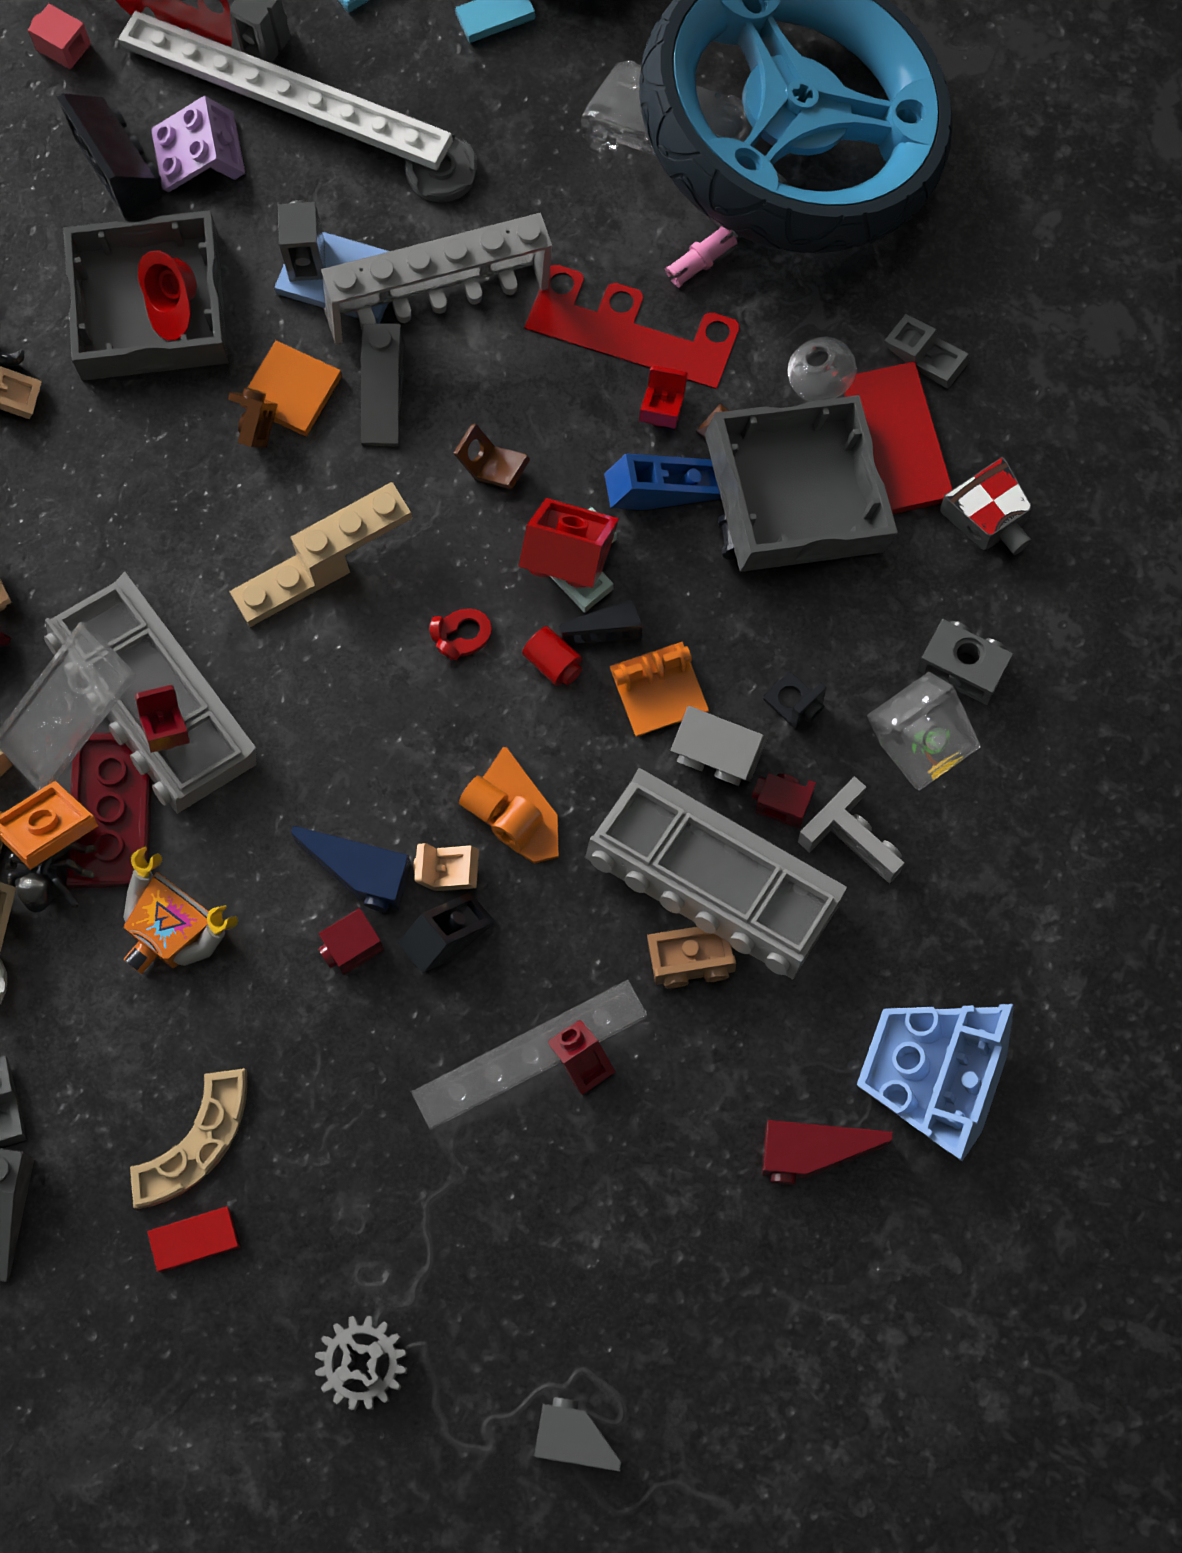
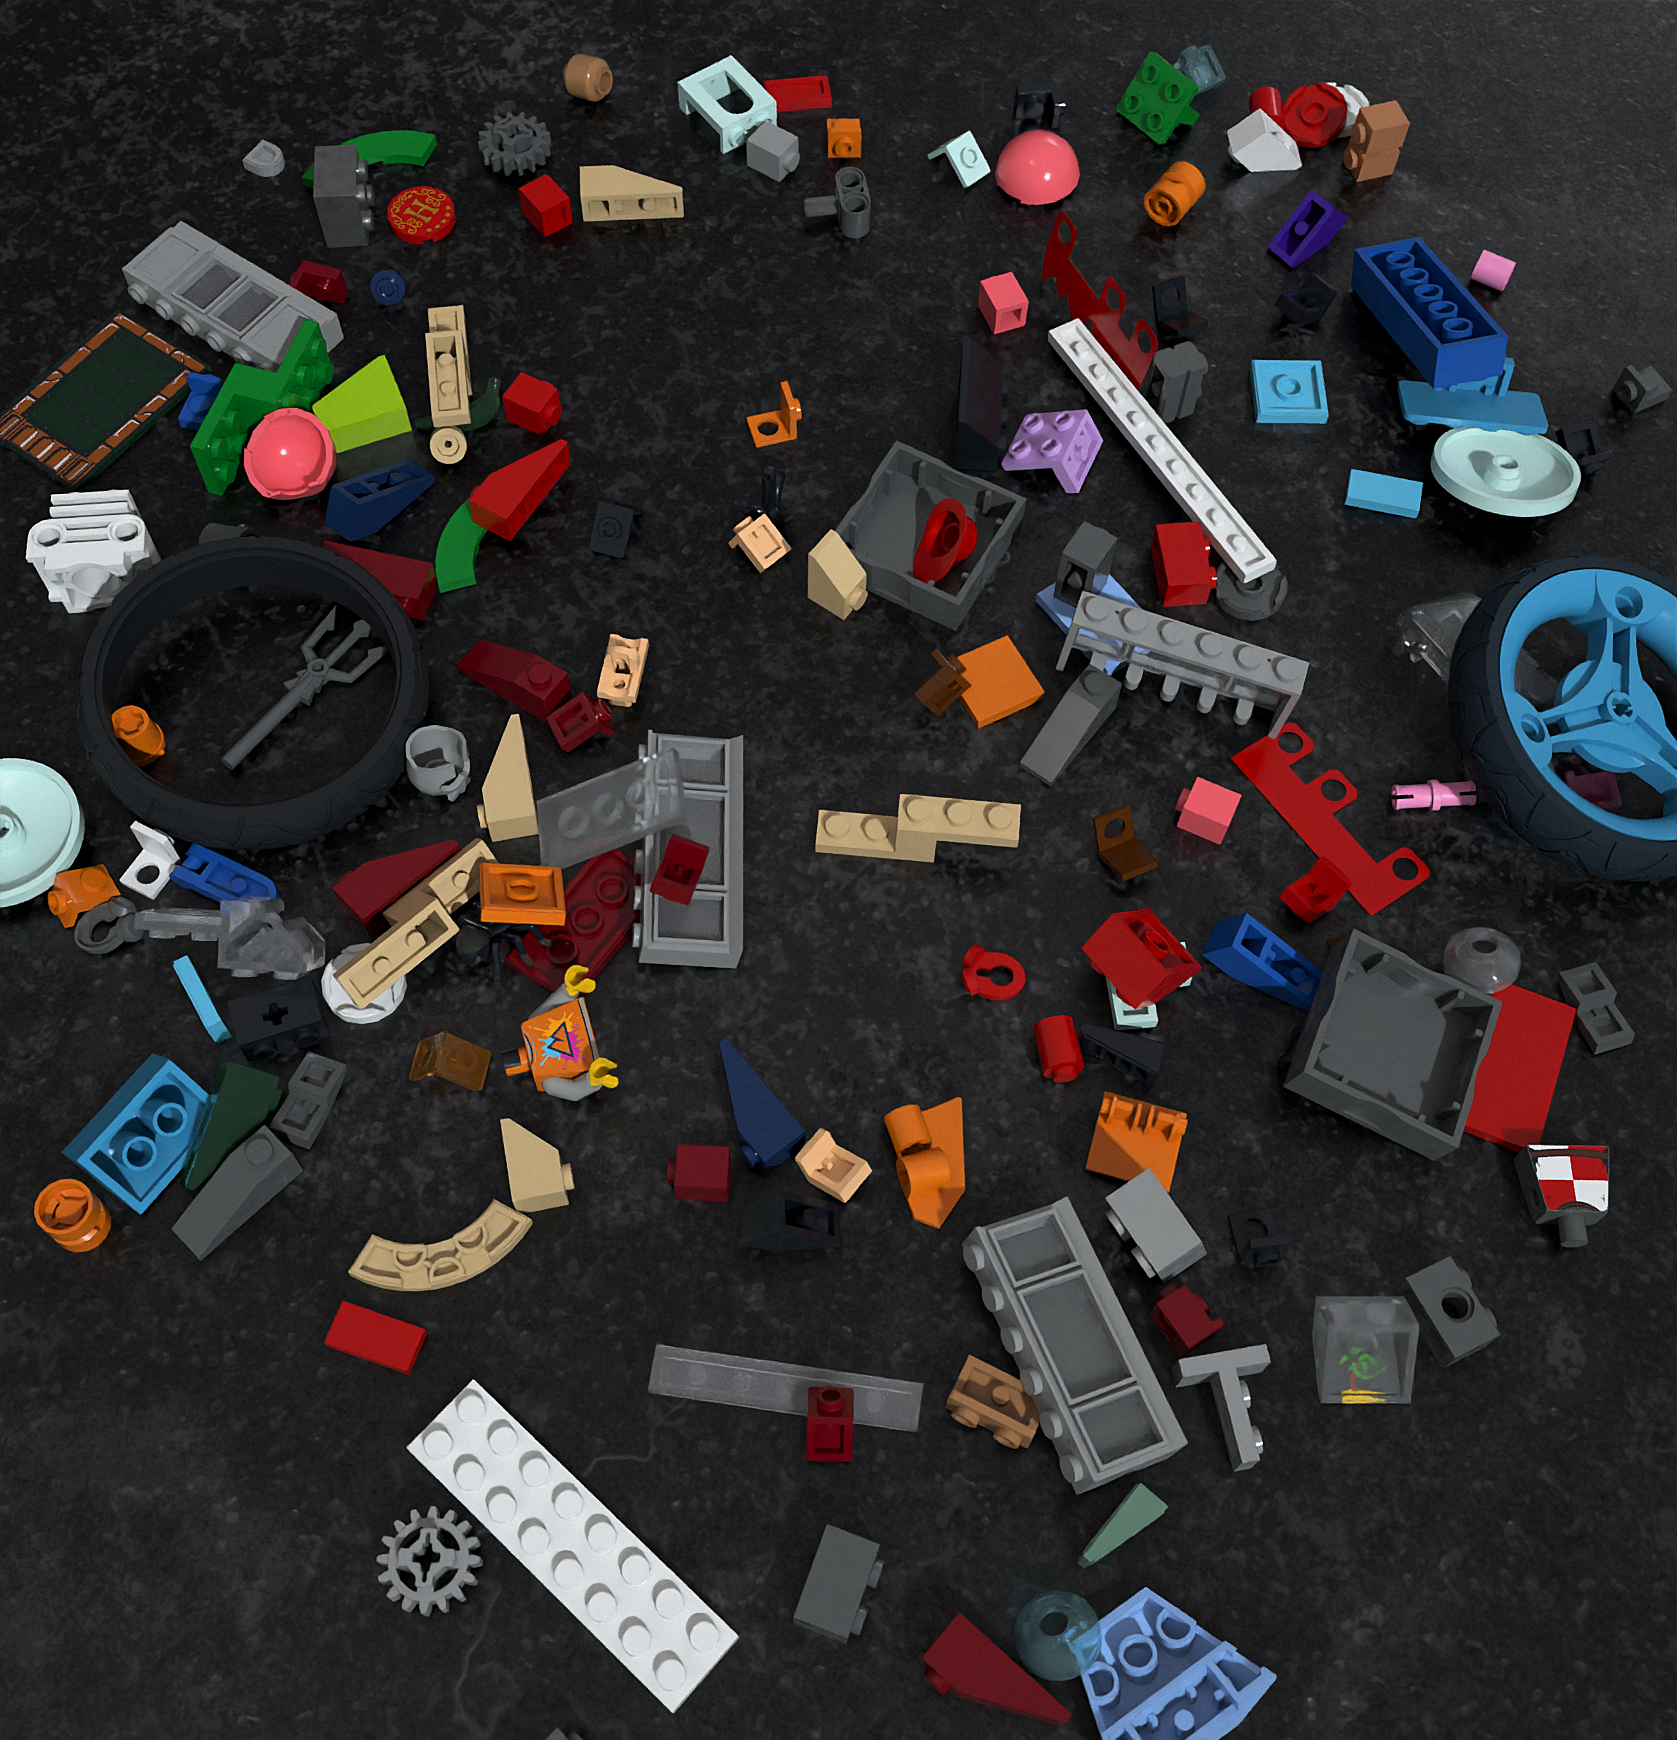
camera: 30 degrees right, 10 degrees down
(86, 993) = (452, 1060): none -> clear orange bracket
(100, 383) = (835, 576): none -> tan slope
(219, 1029) = (534, 1170): none -> tan slope
(375, 184) = (1182, 564): none -> red brick
(452, 1275) = (574, 1545): none -> white plate
(536, 385) = (1207, 810): none -> coral brick
(668, 1163) = (837, 1585): none -> dark grey brick
(820, 173) = (1596, 788): none -> clear pink bracket
(840, 966) = (1130, 1517): none -> sand green slope
(860, 1094) = (1061, 1655): none -> clear light blue piece

